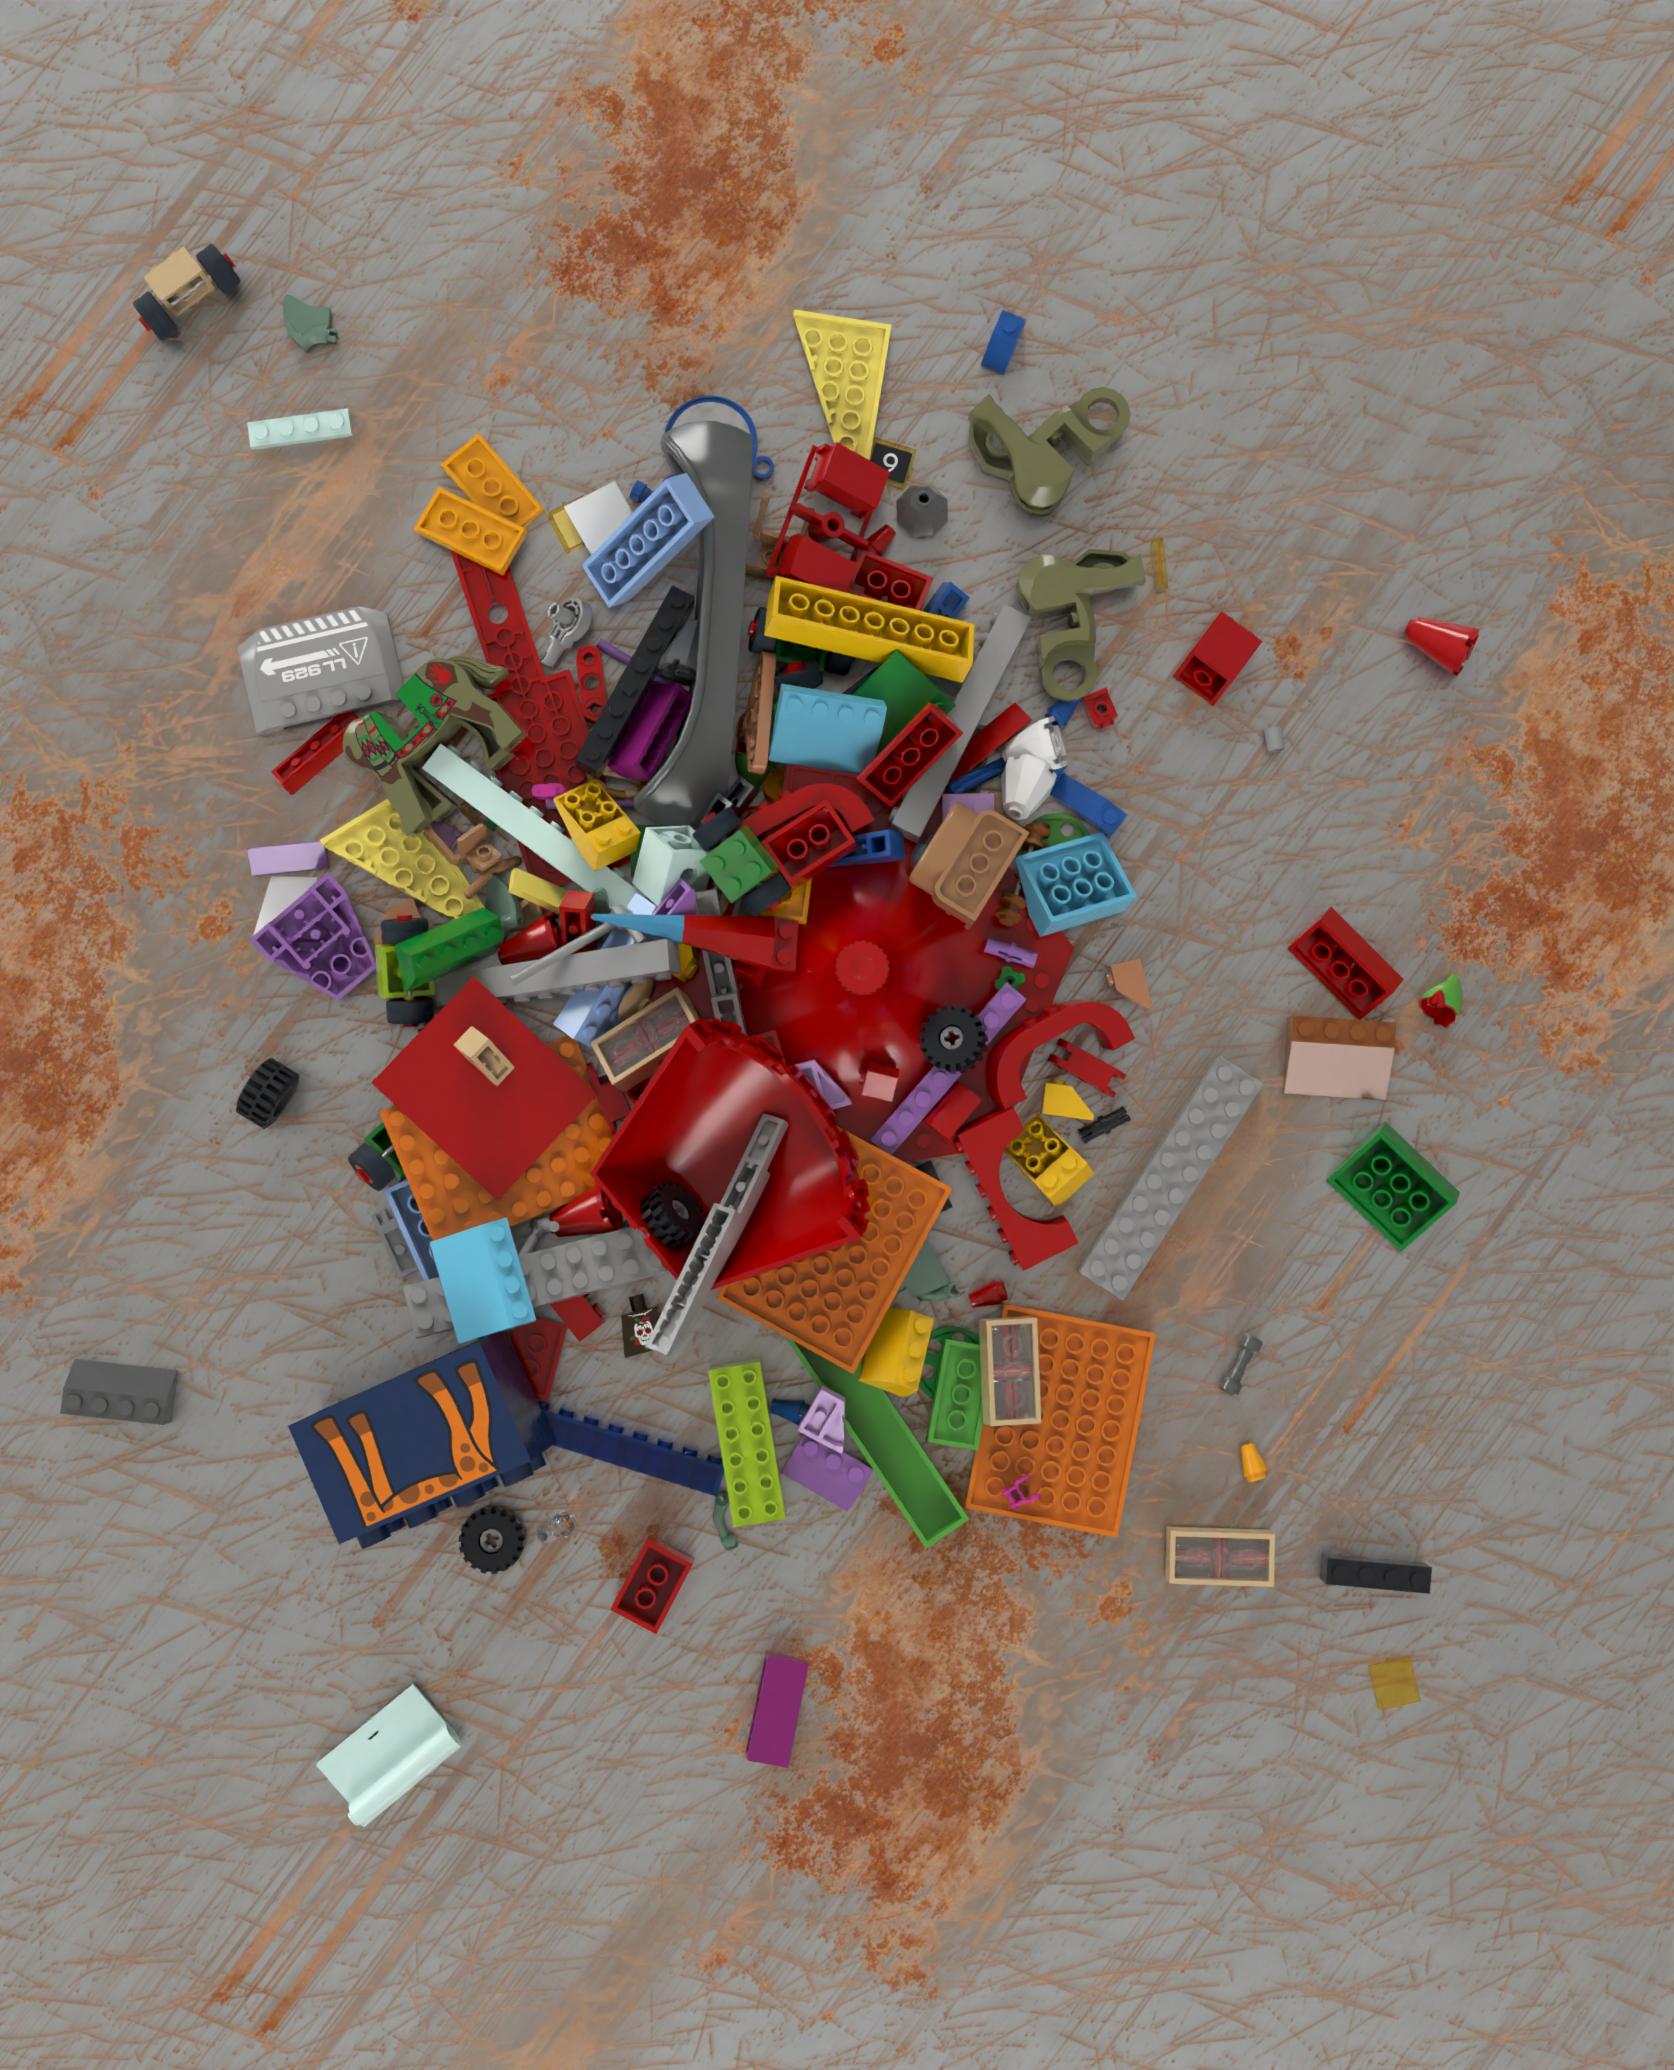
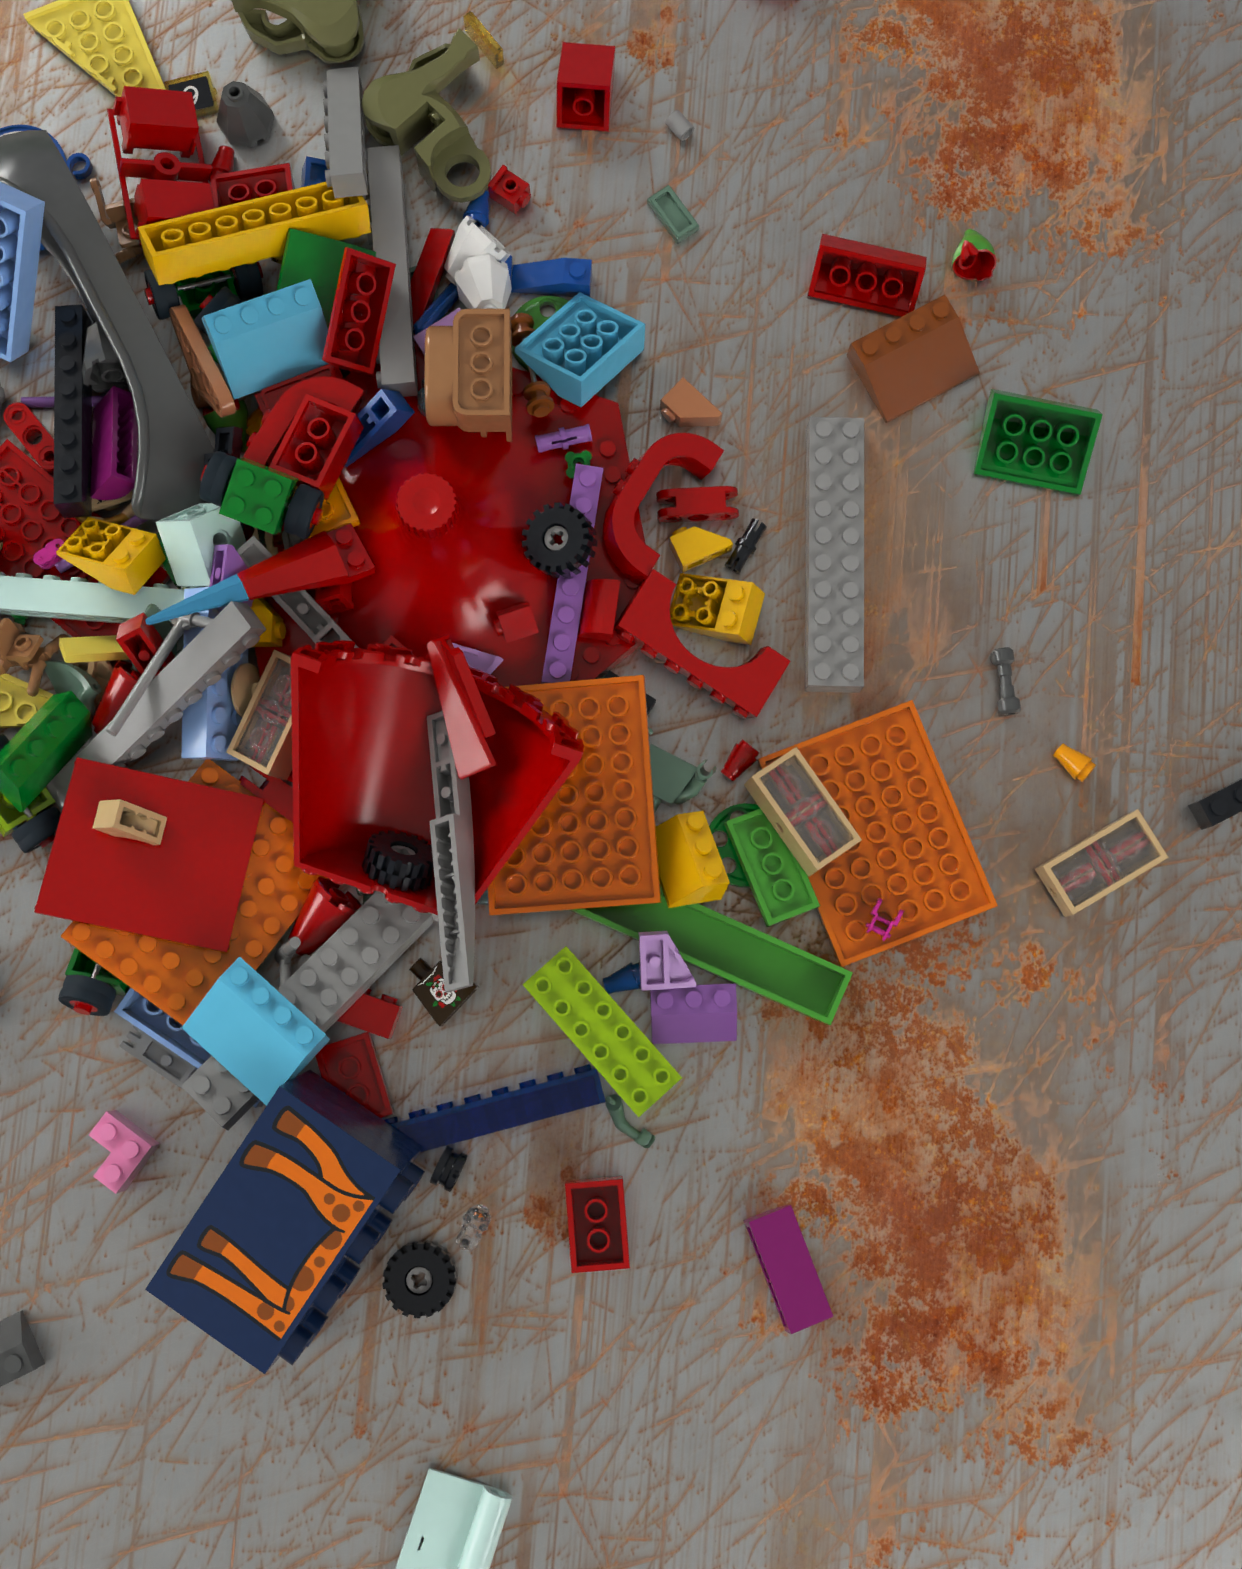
camera: 30 degrees left, 5 degrees down
(332, 1297) = (128, 1147): none -> bright pink brick
(565, 1470) = (448, 1168): none -> black wheel
(793, 1131) = (462, 708): none -> red wedge
(994, 585) = (344, 133): none -> light grey brick
(1221, 810) = (673, 214): none -> sand green tile

